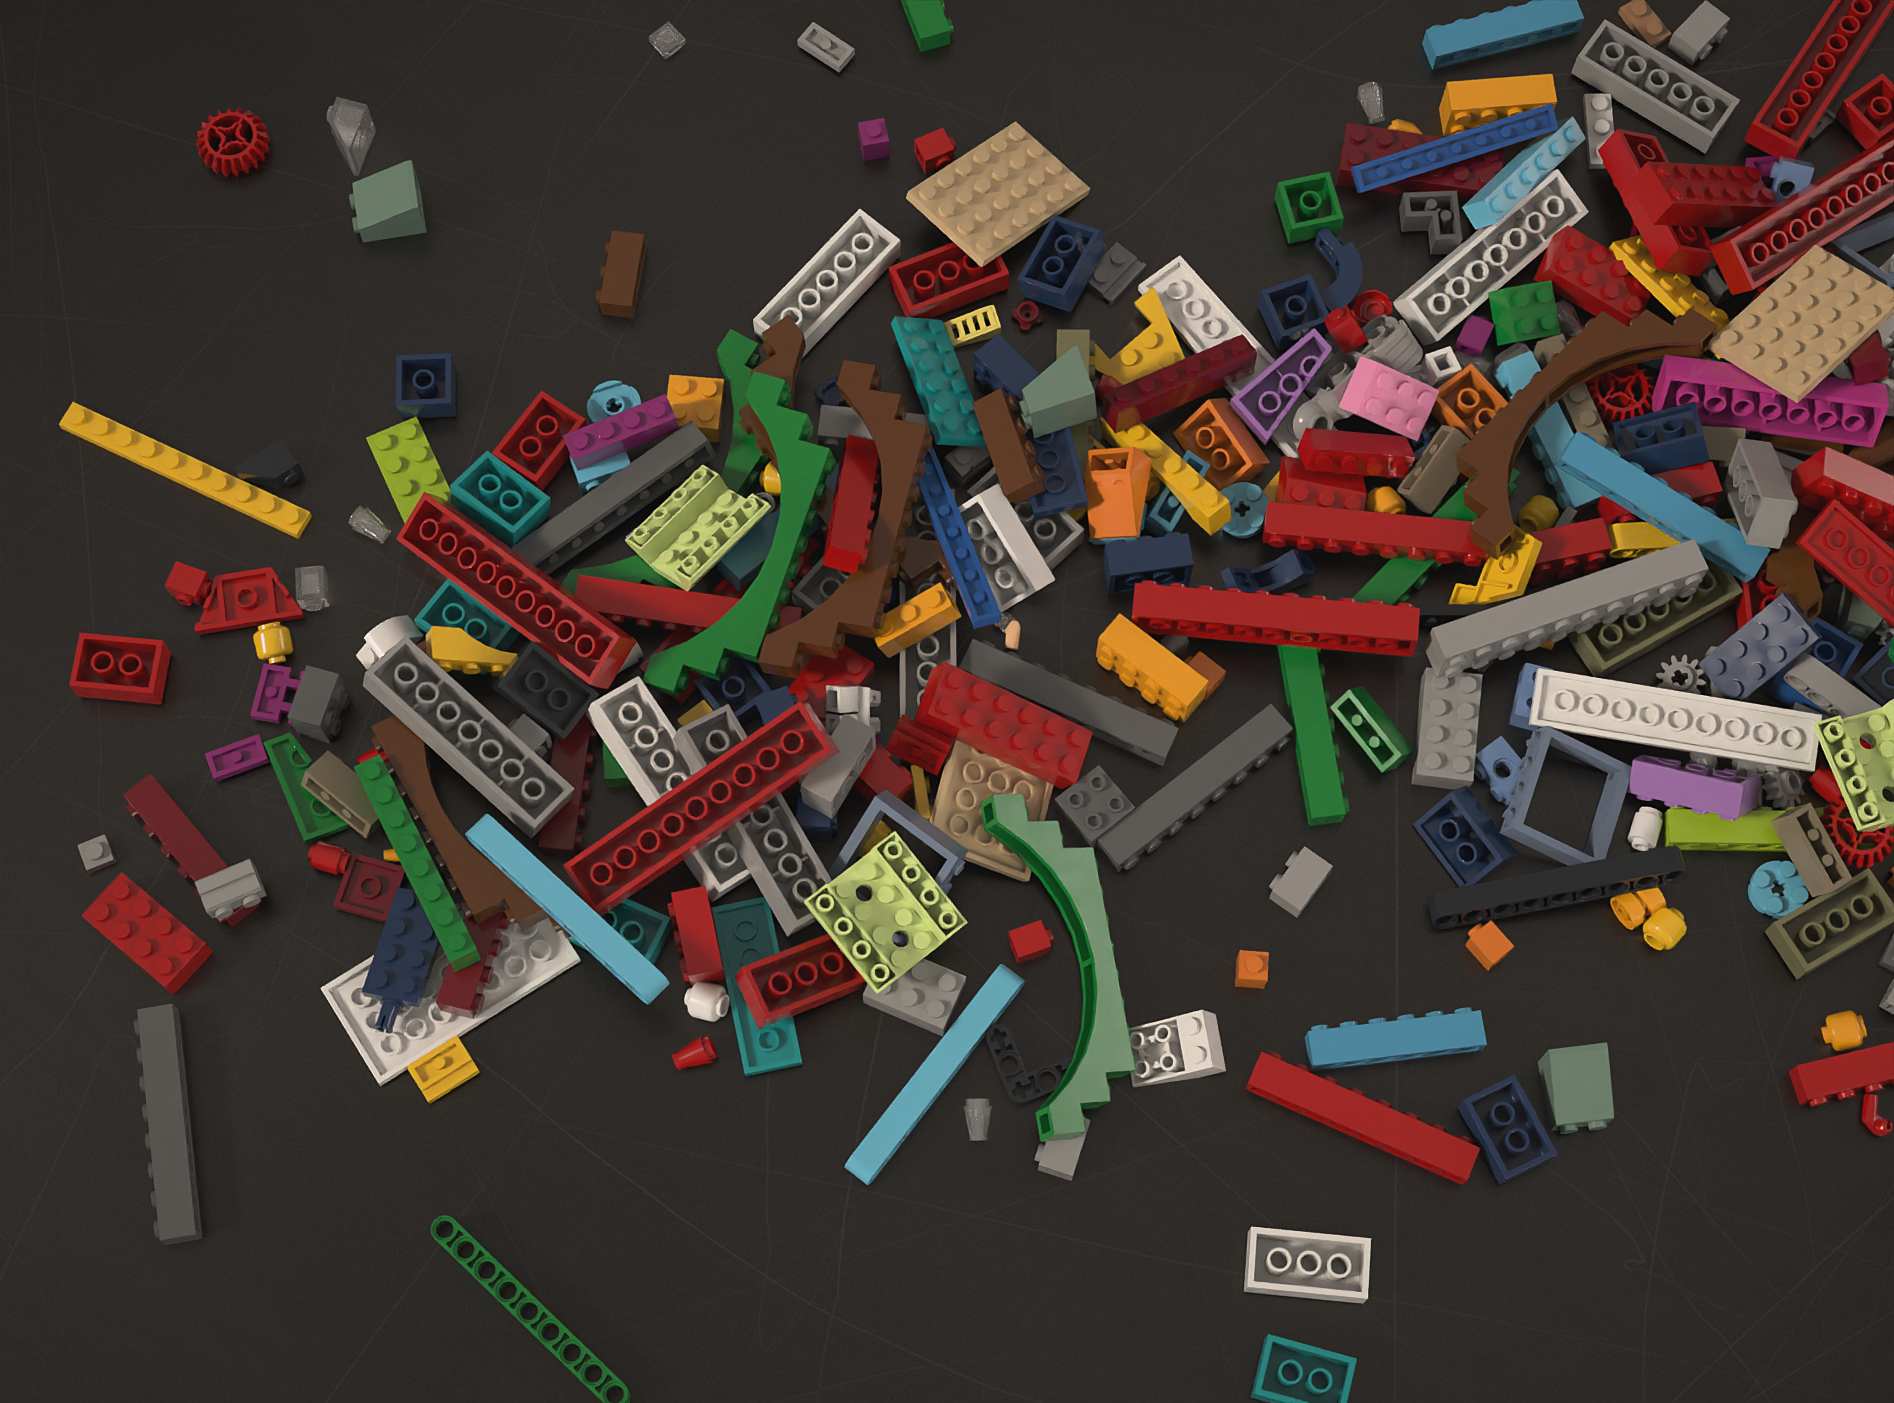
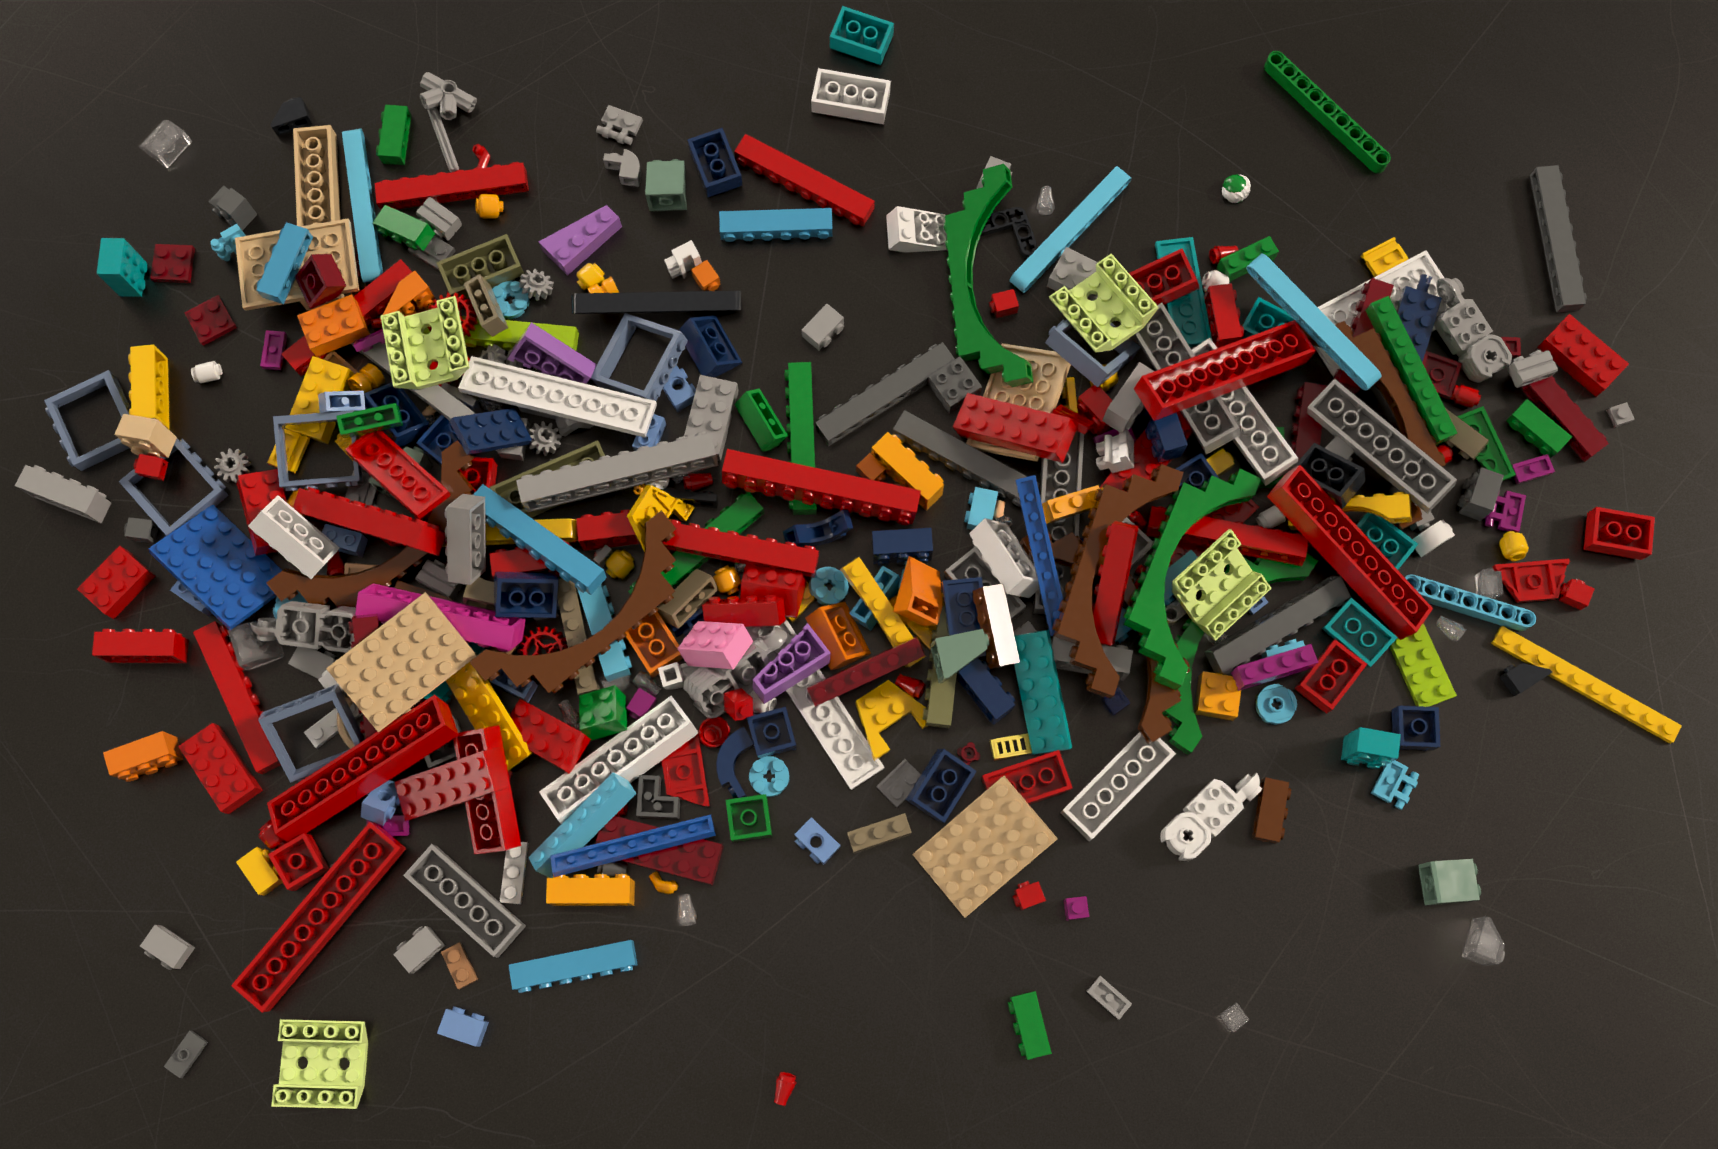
camera: 175 degrees left, 5 degrees up
(224, 816) = (1538, 428): none -> green brick
(231, 132) = (1563, 963): red gear -> none
(257, 940) = (1513, 345): none -> dark red plate
(320, 942) = (1468, 333): none -> light grey brick
(336, 551) = (1475, 604): none -> medium azure beam
(461, 325) = (1389, 781): none -> medium azure plate
(490, 345) = (1370, 747): none -> teal brick
(658, 1043) = (1236, 263): none -> green brick
(676, 1168) = (1236, 188): none -> hair
(707, 257) = (1207, 816): none -> white brick
(1037, 631) = (982, 506): none -> medium azure brick
(1136, 205) = (879, 833): none -> dark tan brick
(1220, 205) = (808, 832): none -> medium blue brick
(1251, 969) = (862, 273): orange brick -> none
(1282, 254) = (777, 784): none -> medium azure plate
(1398, 257) = (685, 773): none -> red wing
(1520, 966) = (683, 260): none -> white hips
(1638, 1115) = (628, 165): none -> light grey brick
(1645, 828) = (589, 342): white brick -> none
(1667, 1200) = (622, 121): none -> light grey plate
(1696, 982) = (580, 239): none -> medium lavender wedge
(1738, 918) = (536, 284): none -> light grey gear

